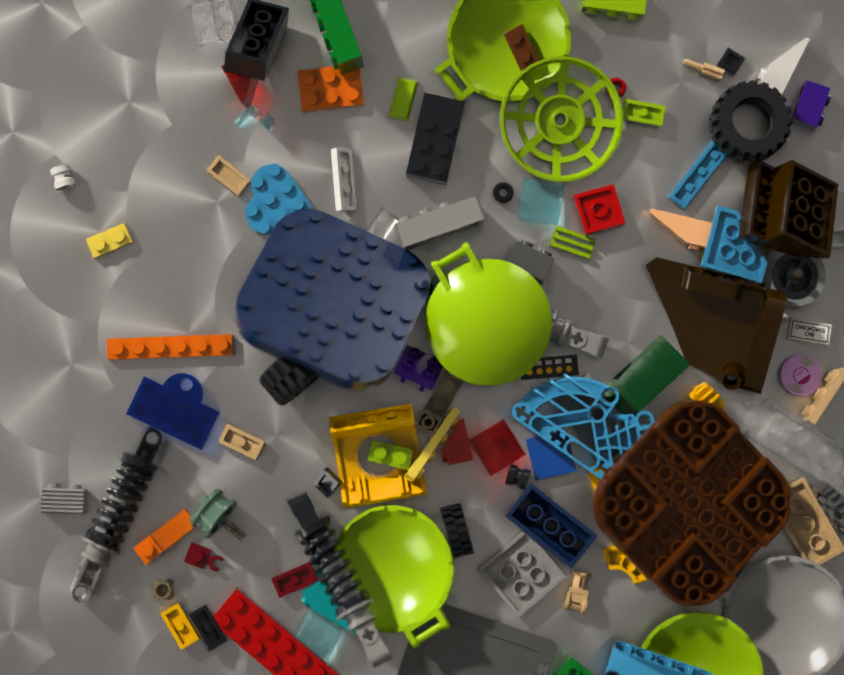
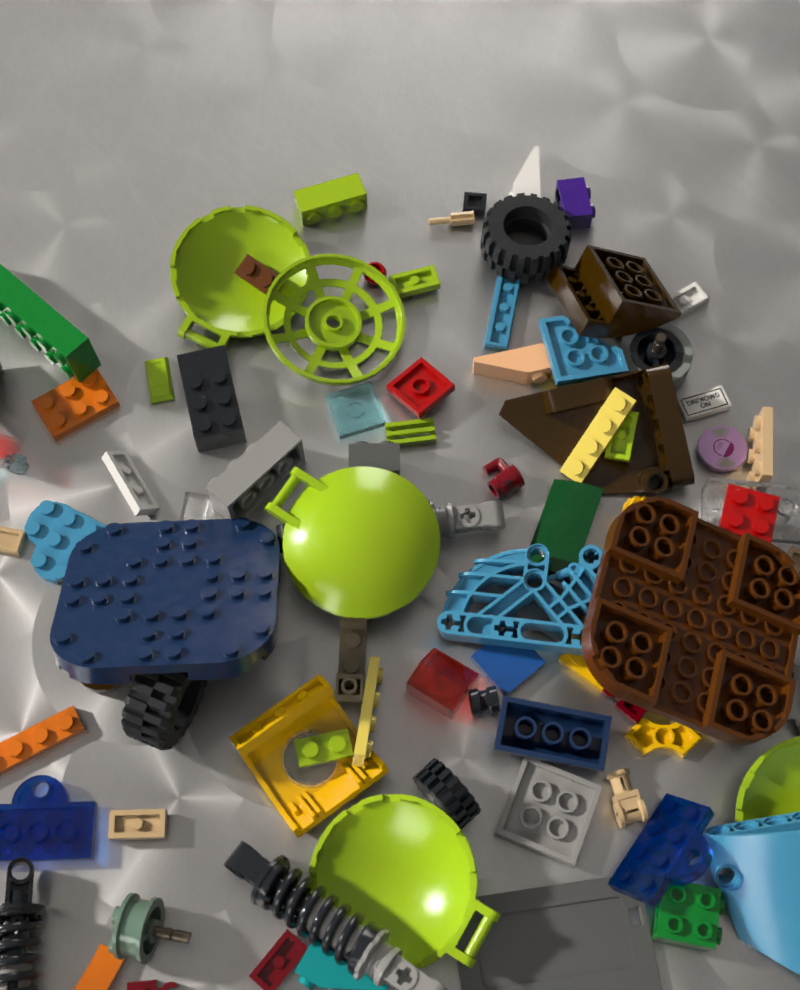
camera: 25 degrees left, 20 degrees down
(327, 482) = (264, 820): black plate -> none
(418, 367) = (309, 633): dark purple plate -> none
(457, 446) = (398, 697): clear red slope -> none
(503, 185) = (310, 412): black plate -> none
(553, 367) = (447, 572): black sticker -> none
(582, 640) = (665, 850): none -> clear blue plate
(624, 319) = (504, 482): none -> dark red piece
(709, 323) = (598, 435): none -> light yellow plate
(728, 330) = (622, 443): none -> lime plate
(780, 442) = (749, 512): none -> red plate

